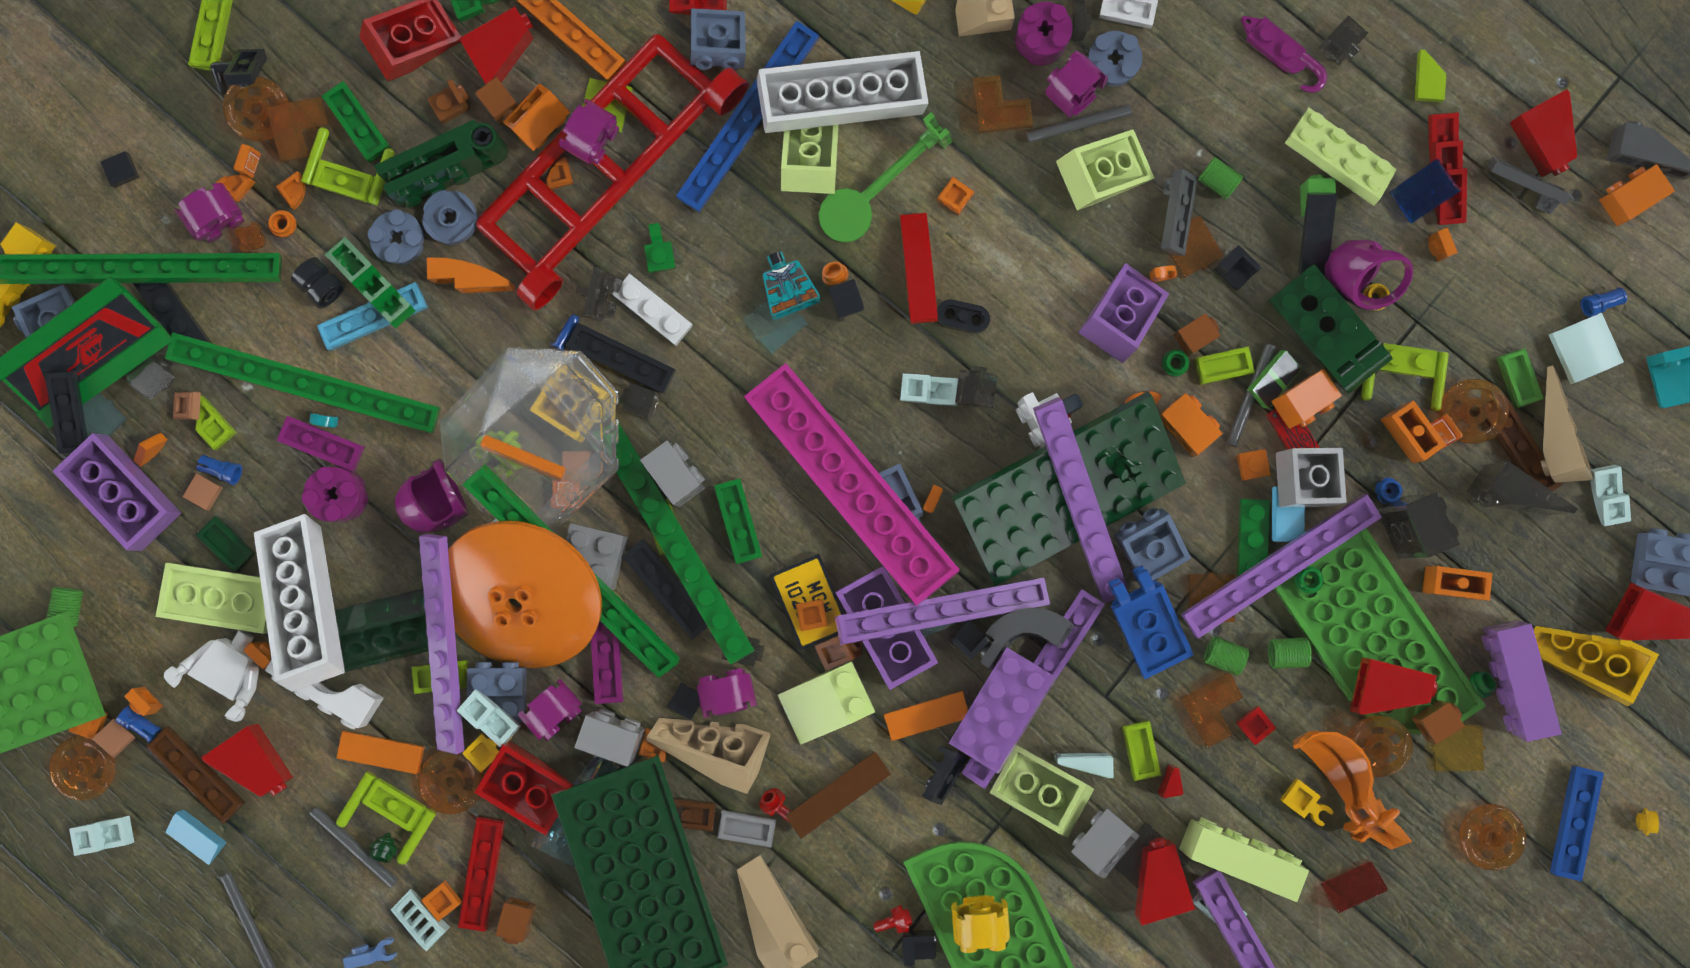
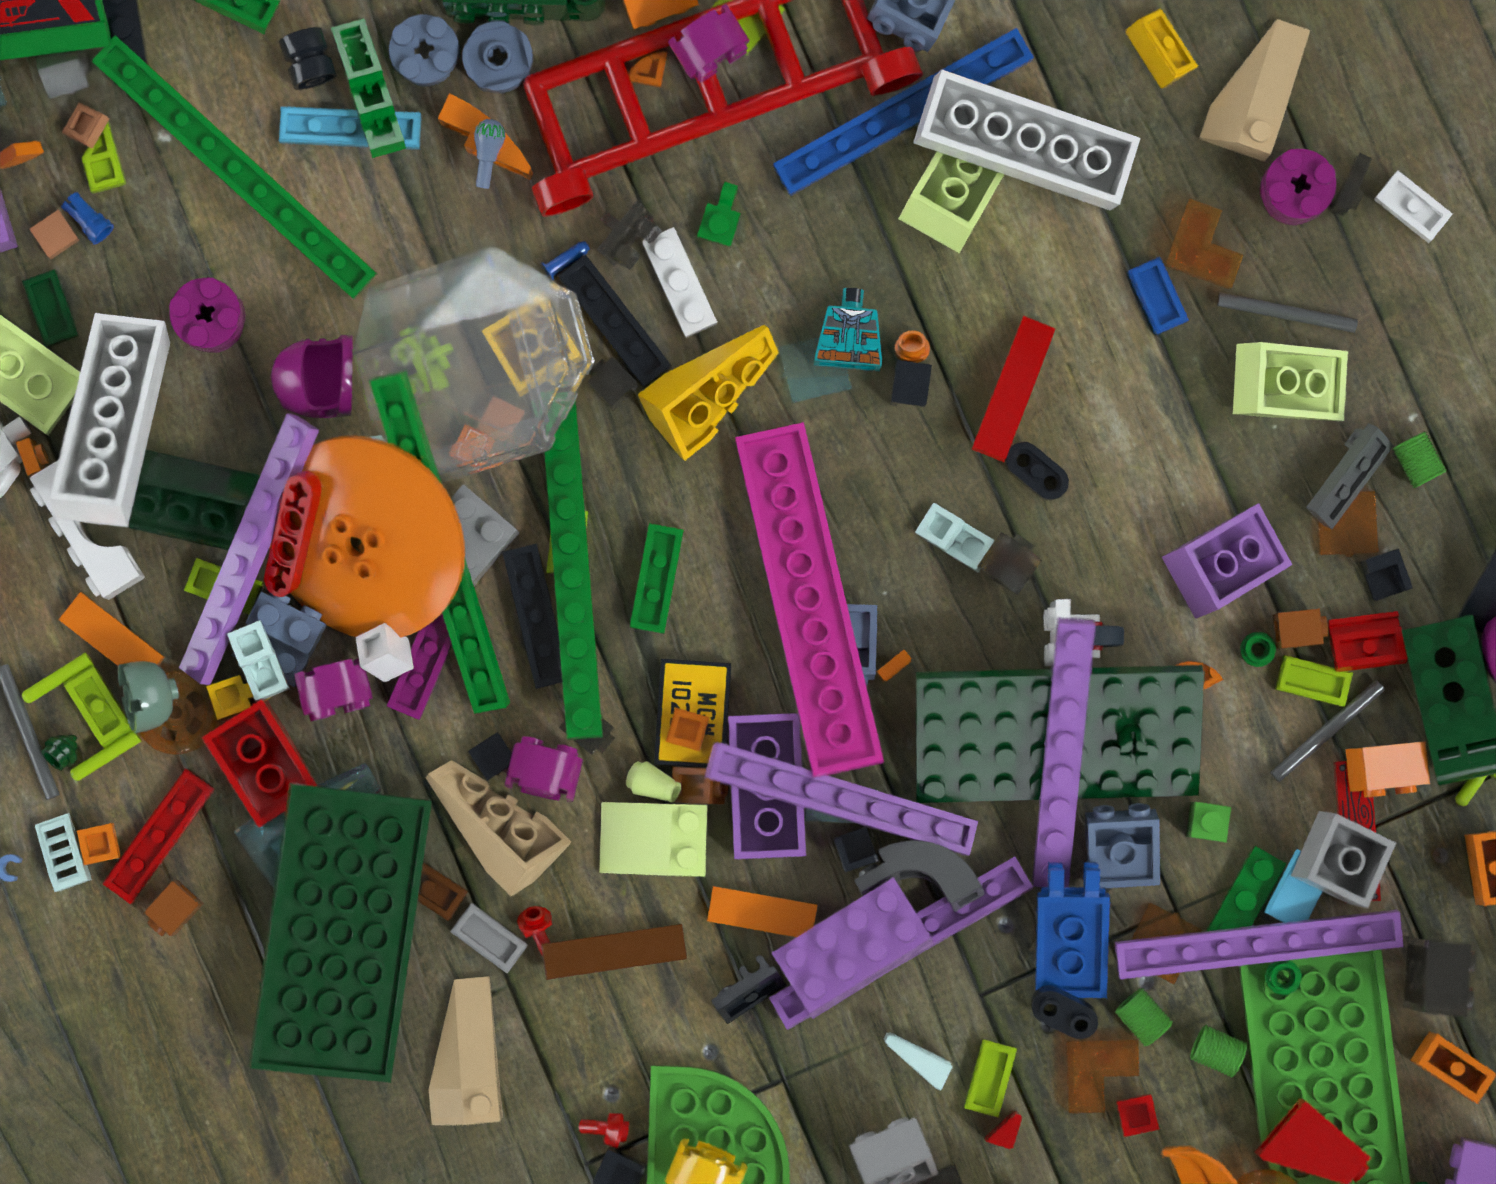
camera: 20 degrees right, 0 degrees up
(320, 443) = (218, 246): magenta plate -> none
(323, 420) = (235, 221): teal tile -> none
(422, 780) = (146, 694): none -> sand green cylinder
(461, 618) = (288, 531): none -> red beam
(470, 276) = (488, 138): none -> sand blue piece
(523, 458) = (452, 386): orange tile -> none
(573, 668) = (384, 653): none -> white panel
(610, 737) = (387, 753): light grey brick -> none
(648, 749) = (422, 790): orange tile -> none
(673, 474) = (609, 486): light grey brick -> none
(704, 378) = (698, 394): none -> yellow wedge
(805, 664) = (651, 782): none -> yellowish green cone
(848, 213) = (964, 283): bright green piece -> none
(955, 195) = (1100, 325): orange tile -> none
(985, 156) = (1157, 296): none -> blue tile
(1042, 791) = (852, 1065): yellowish green slope -> none
(1075, 84) = (1303, 266): magenta brick -> none
(1126, 47) = (1388, 251): sand blue plate -> none
(1163, 273) = (1296, 538): orange tile -> none
(1172, 679) = (1066, 1013): none -> black plate
(1190, 424) = (1238, 729): orange brick -> none
(1202, 498) = (1208, 821): none -> bright green brick
(1247, 320) = (1367, 641): none -> red plate
(1253, 464) = (1289, 813): orange plate -> none
(1274, 379) = (1363, 725): black tile -> none
(1395, 488) = (1440, 925): blue plate -> none

